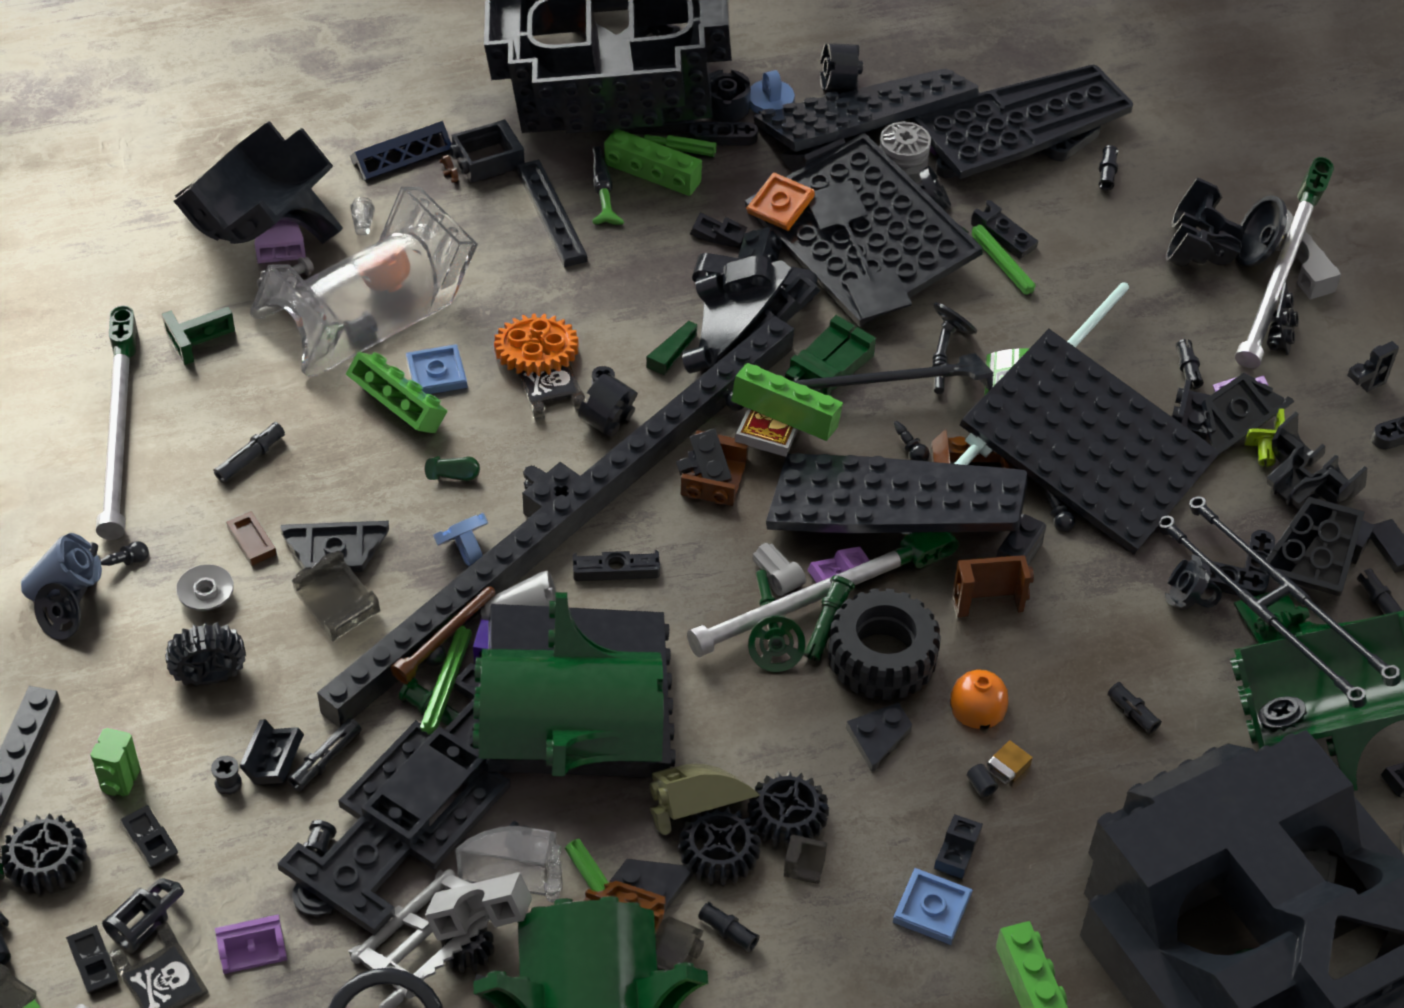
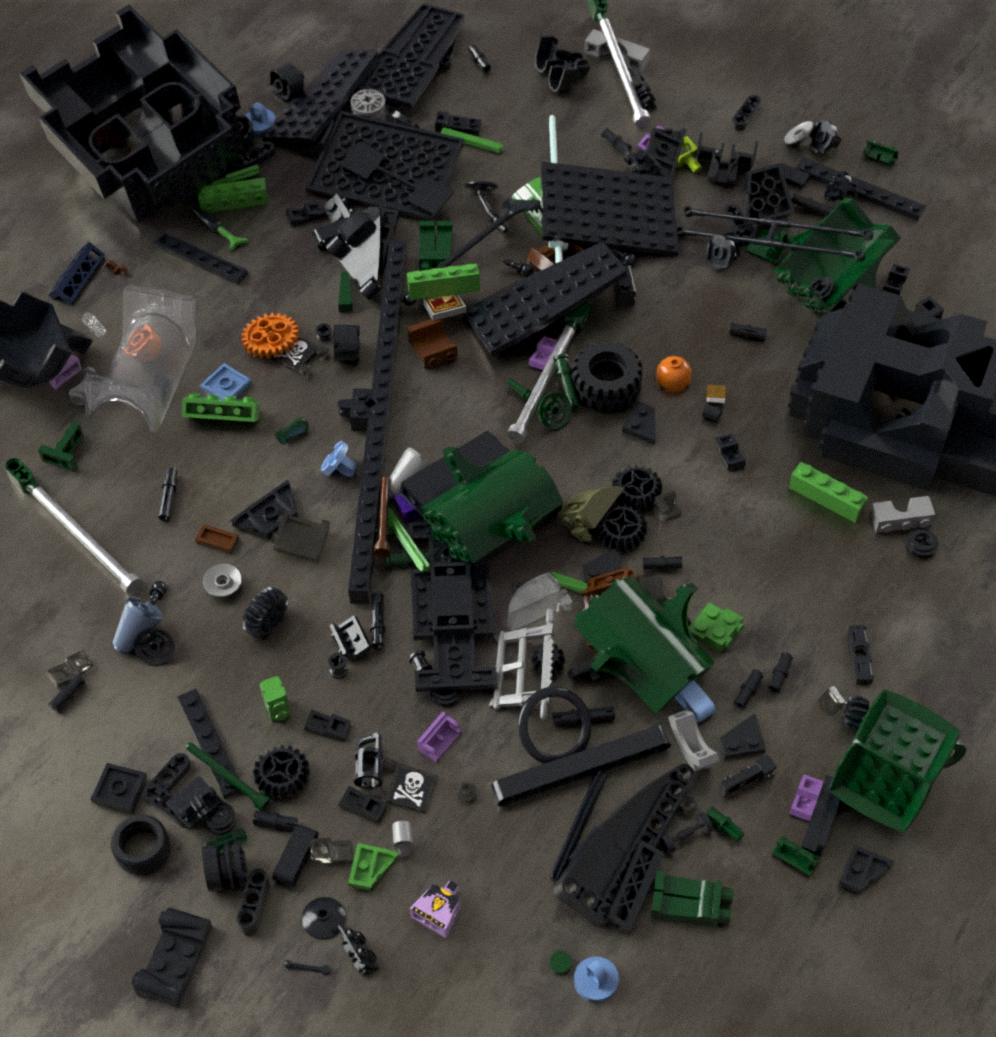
camera: 35 degrees left, 5 degrees up
(455, 909) = (535, 641): light grey arch -> none
(483, 137) = (133, 230): black window -> none
(597, 566) = (422, 433): black piece -> none
(706, 458) = (426, 338): black hinge -> none
(780, 201) = (330, 176): orange plate -> none
(781, 574) = (521, 374): light grey piece -> none
(932, 906) = (744, 488): medium blue tile -> none
(991, 578) = (637, 302): reddish brown panel -> none
(1262, 230) = (595, 46): black dish -> none
(1376, 369) = (709, 91): black hinge -> none

